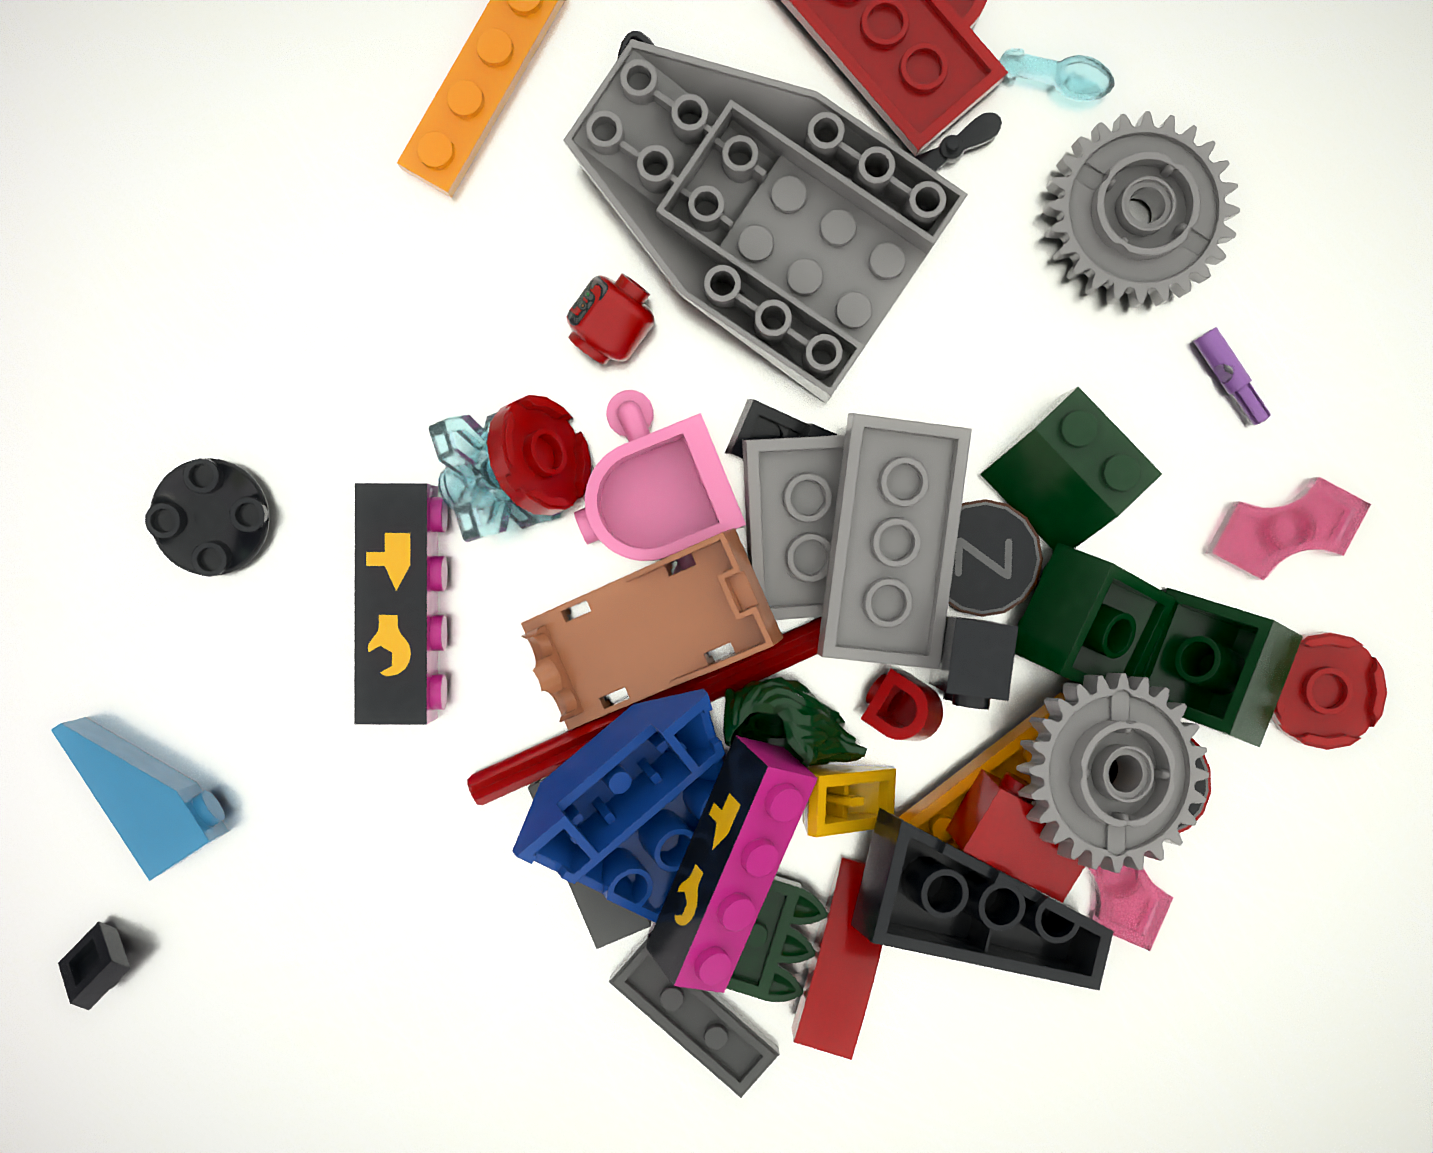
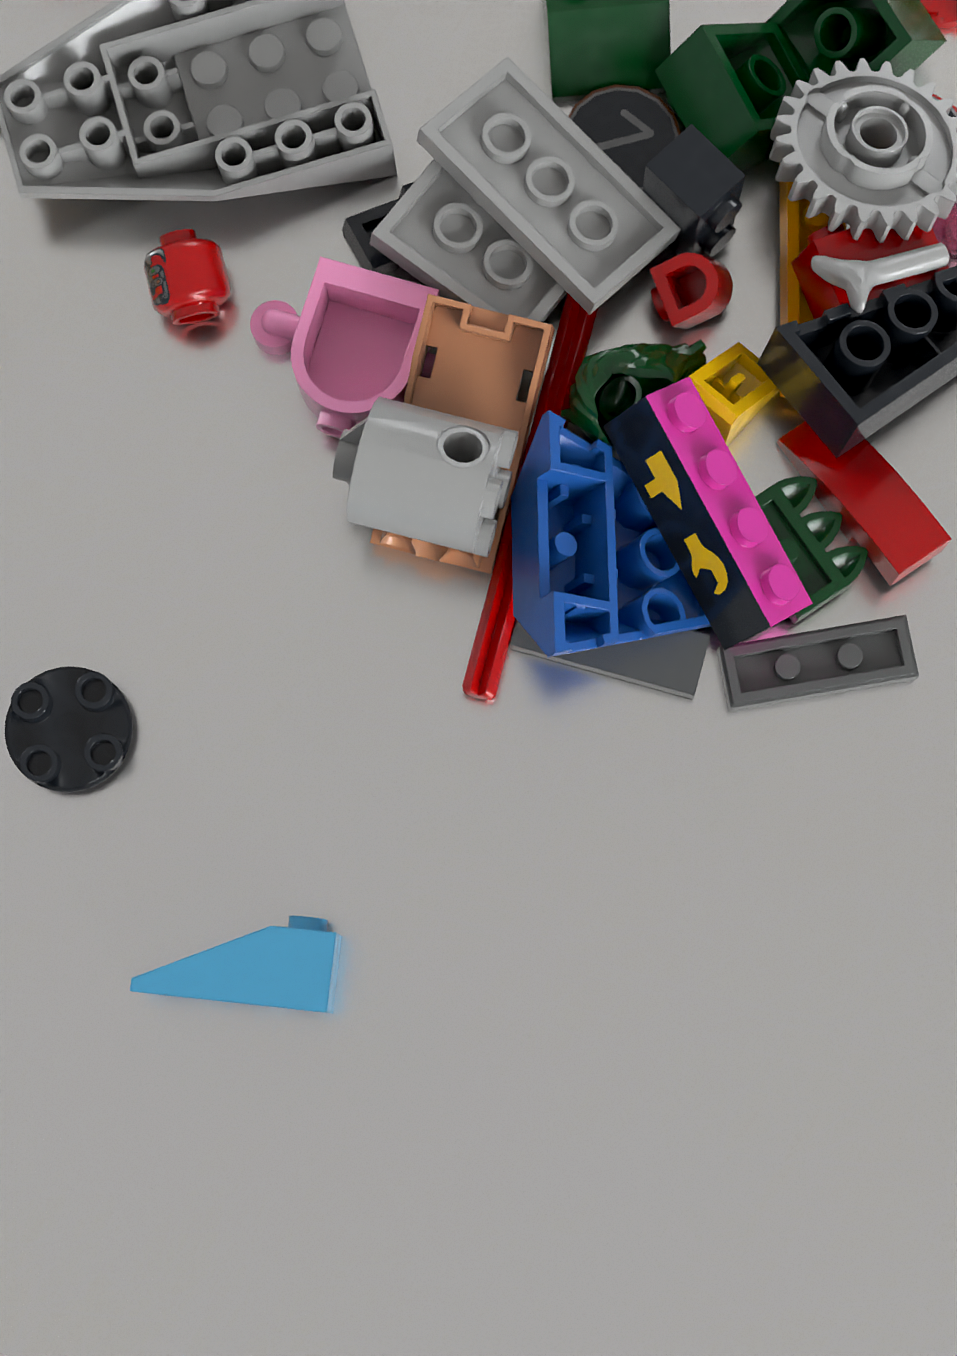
camera: 45 degrees left, 10 degrees down
(93, 966) = (360, 1137): black plate -> none
(398, 604) = (269, 625): black brick -> none
(469, 481) = (228, 461): clear light blue plant -> none
(538, 455) = (246, 412): red tile -> none
(581, 627) = (426, 475): none -> light grey cylinder
(995, 849) = (861, 276): none -> light grey piece

